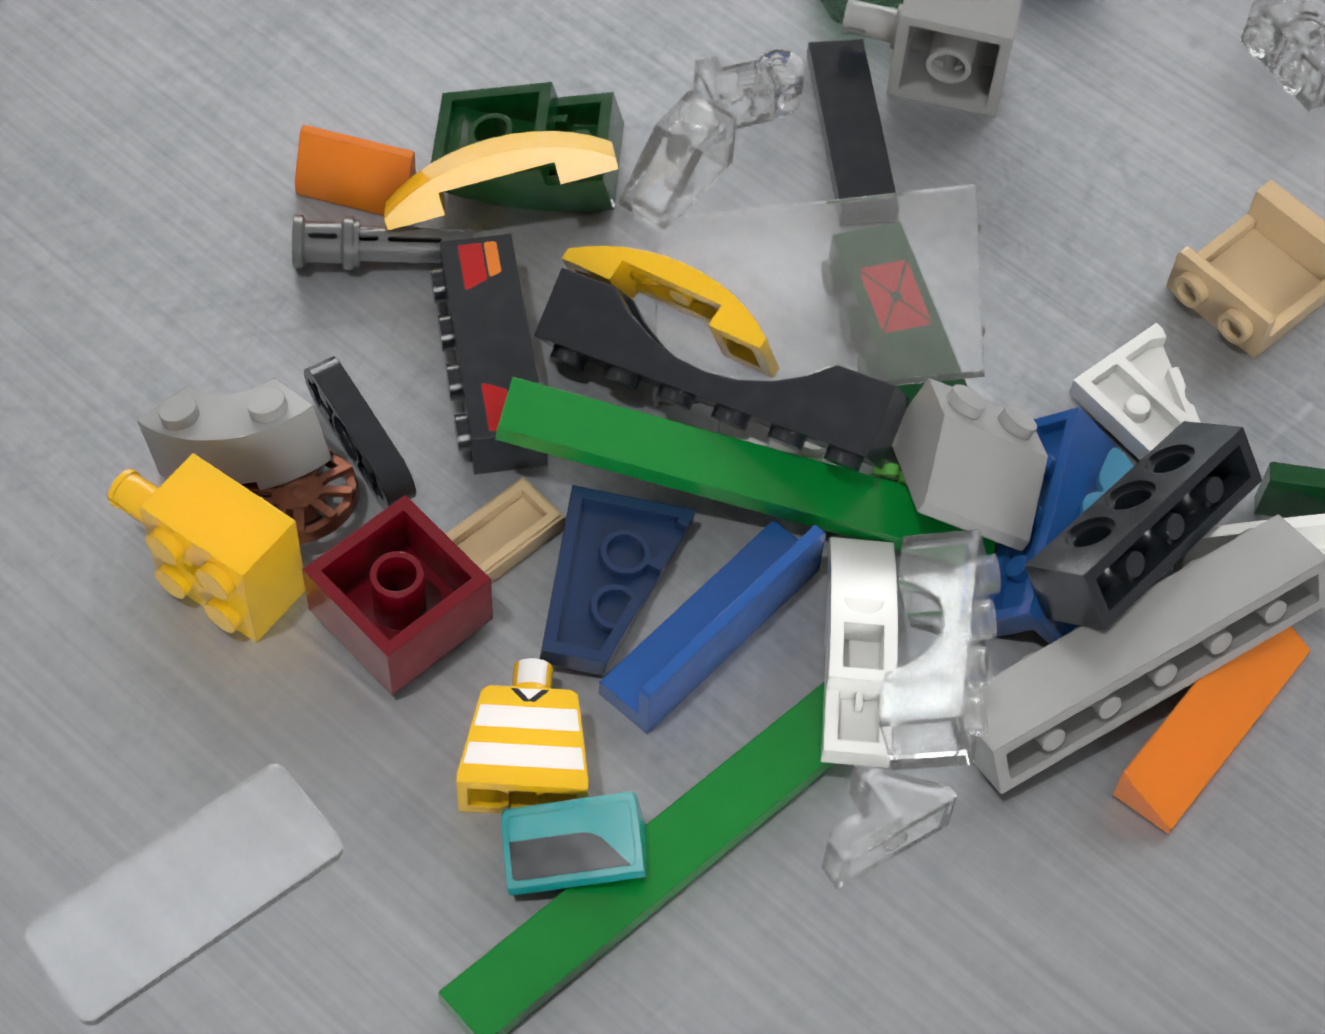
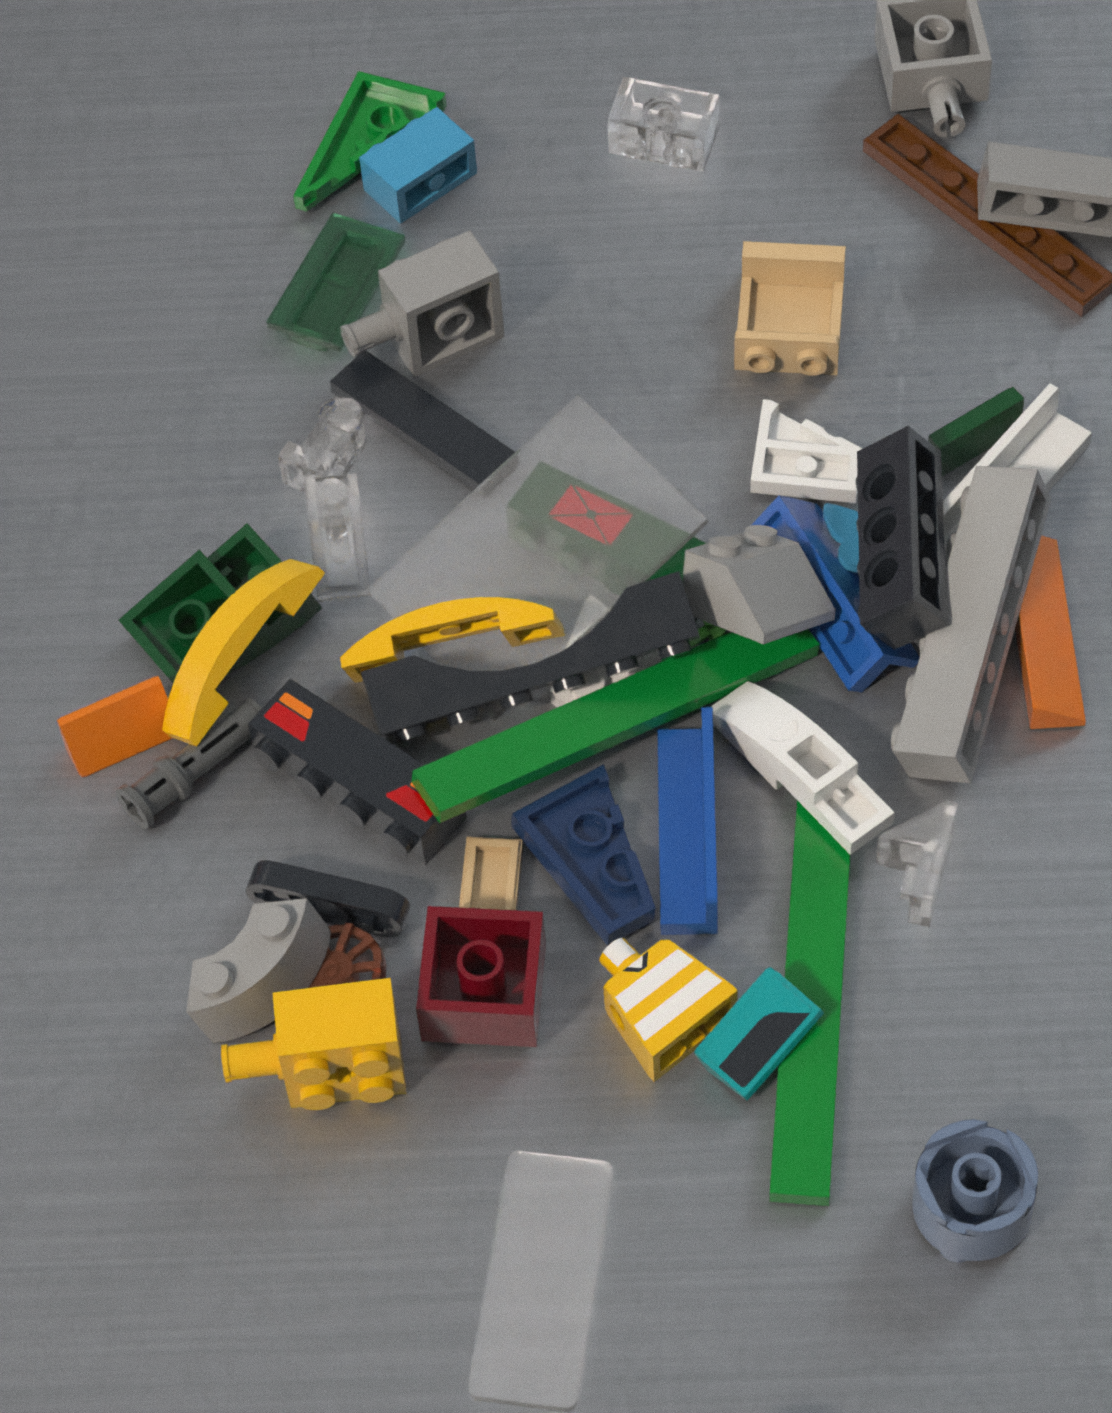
camera: 35 degrees left, 0 degrees up
(936, 702) = (891, 755): clear arch -> none

